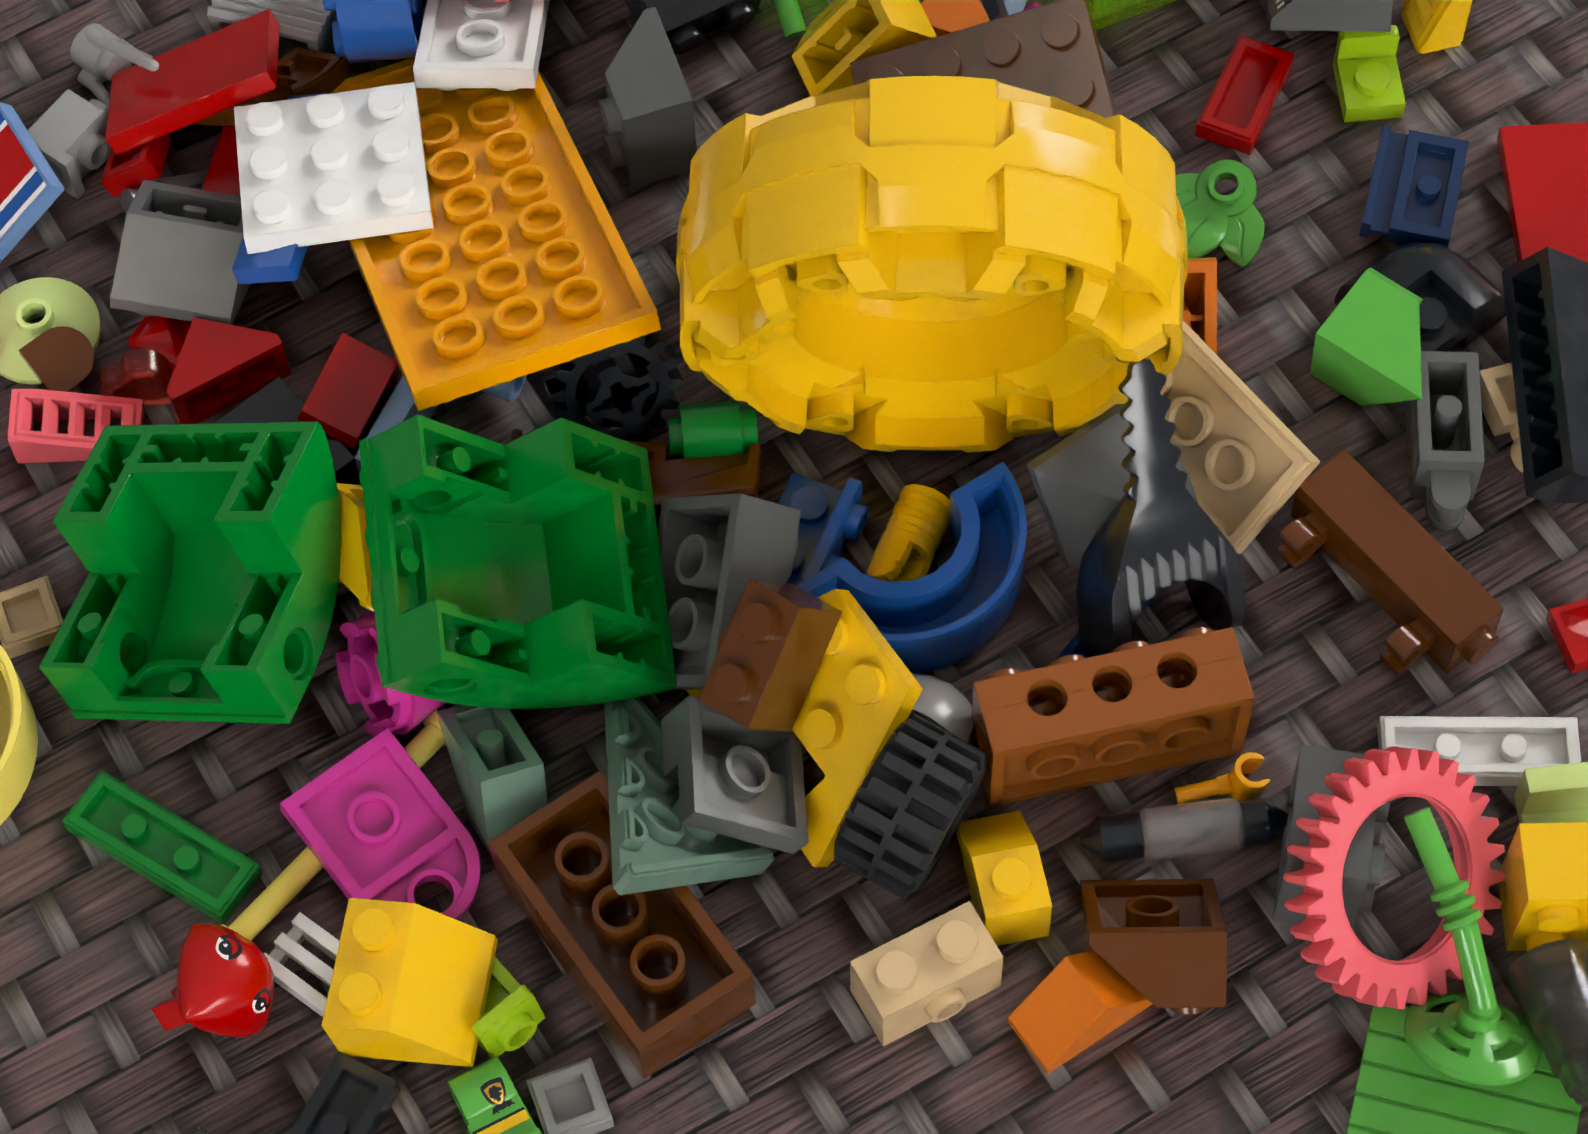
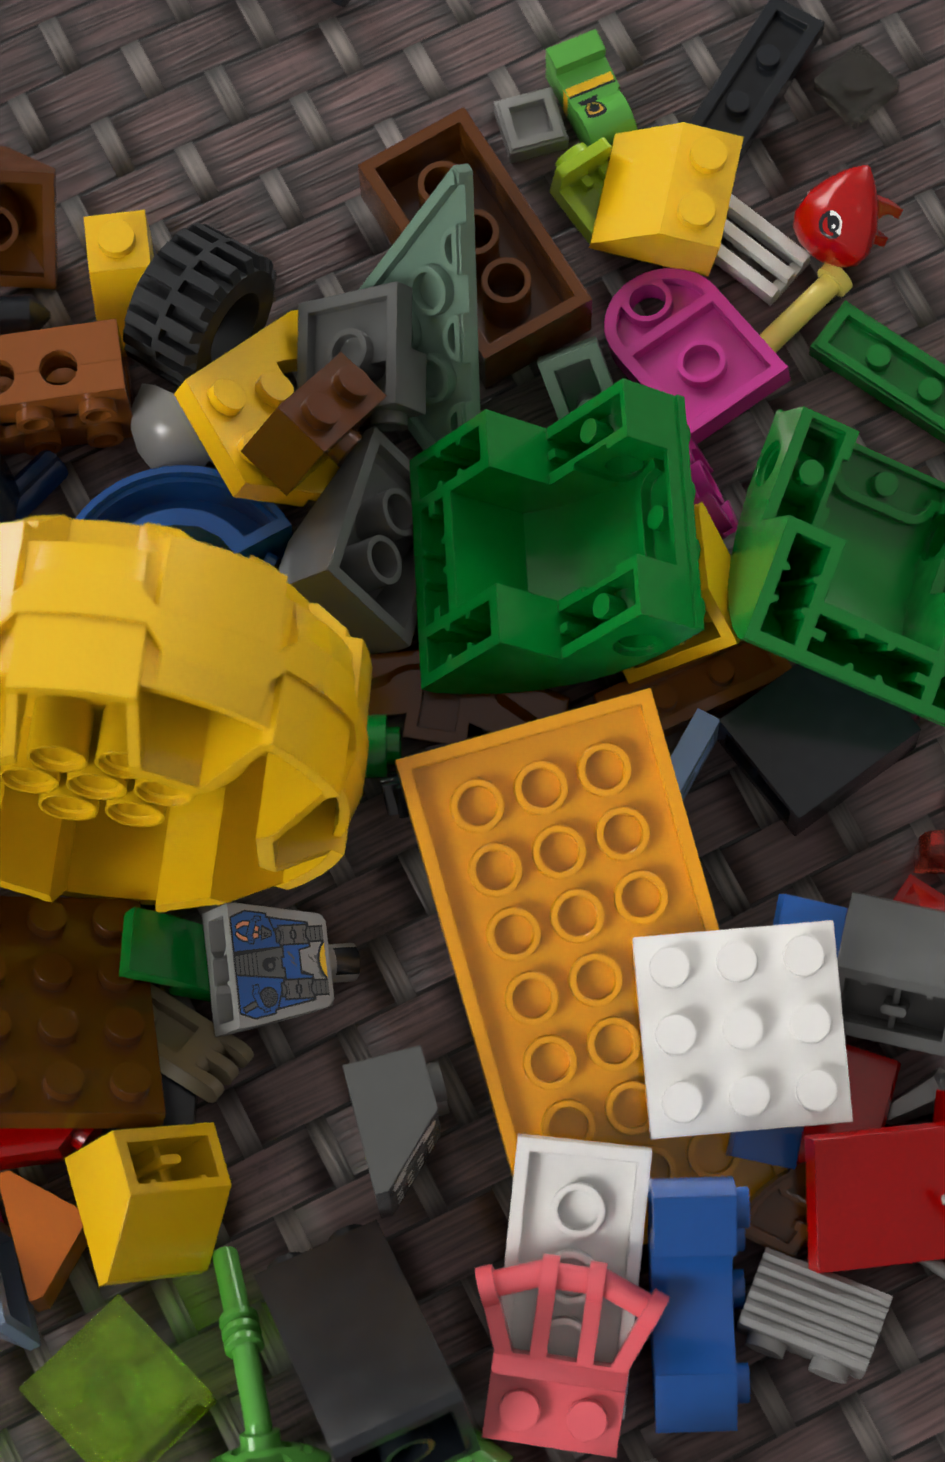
camera: 175 degrees left, 10 degrees up
(222, 367) = (860, 860): red slope -> none
(350, 390) = (726, 800): red slope -> none
(926, 973) = (207, 185): tan brick -> none
(1075, 1009) = (86, 162): orange slope -> none

